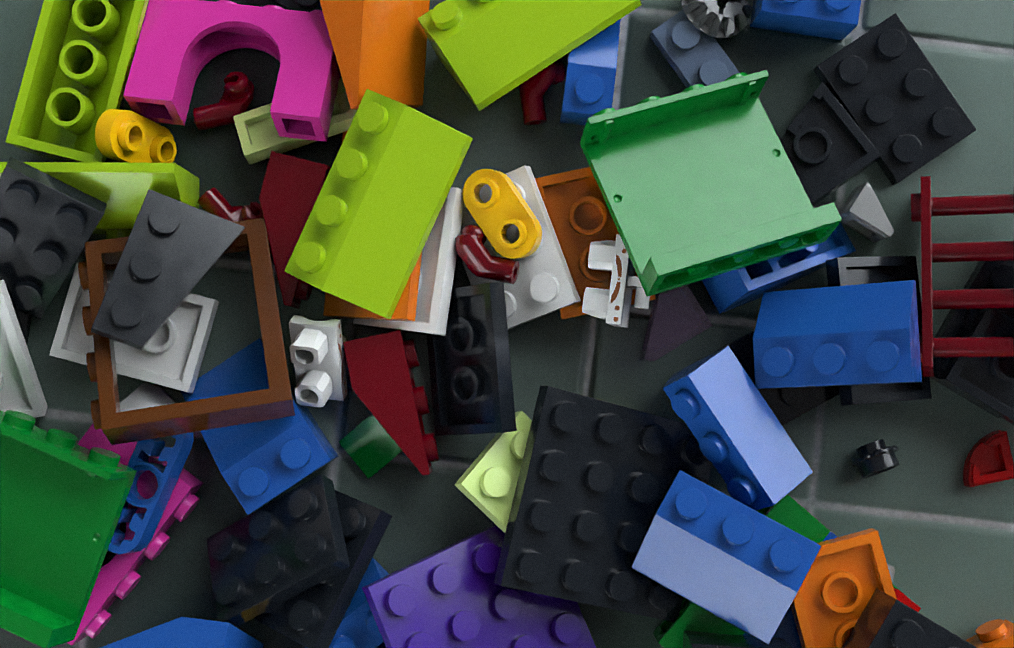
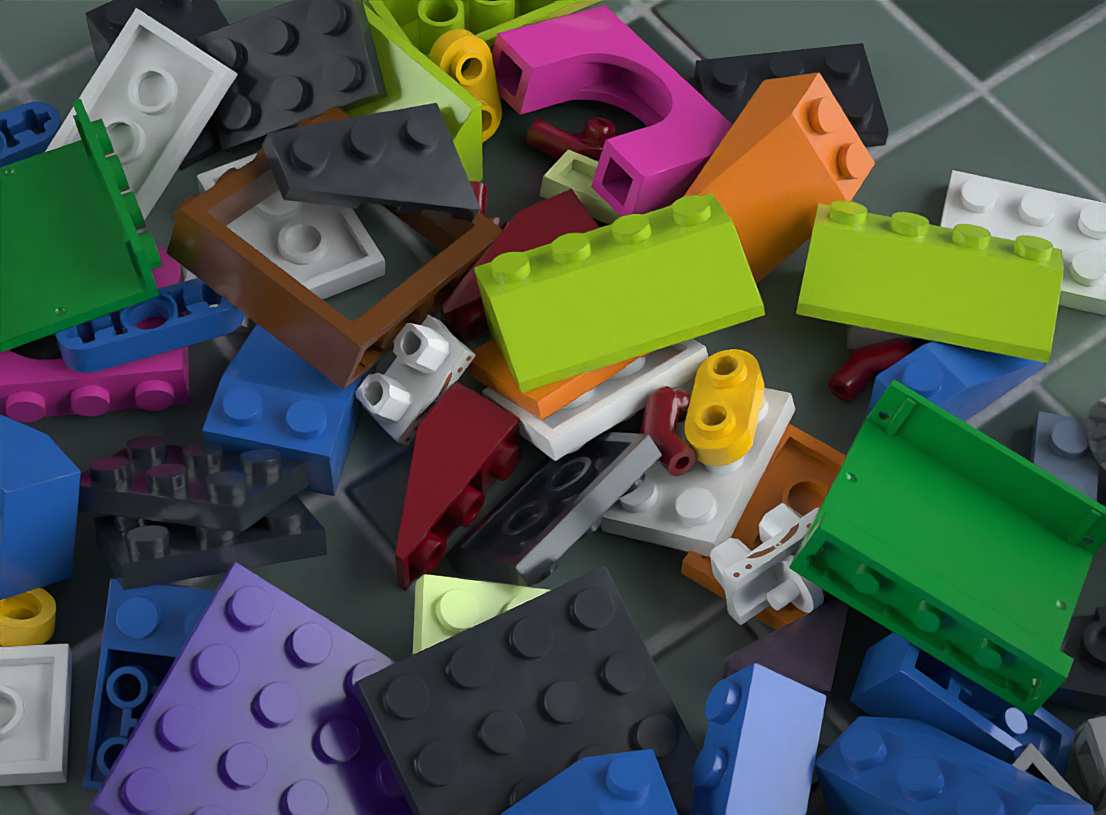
camera: 45 degrees right, 30 degrees down
(370, 446) = (375, 507): green slope -> none

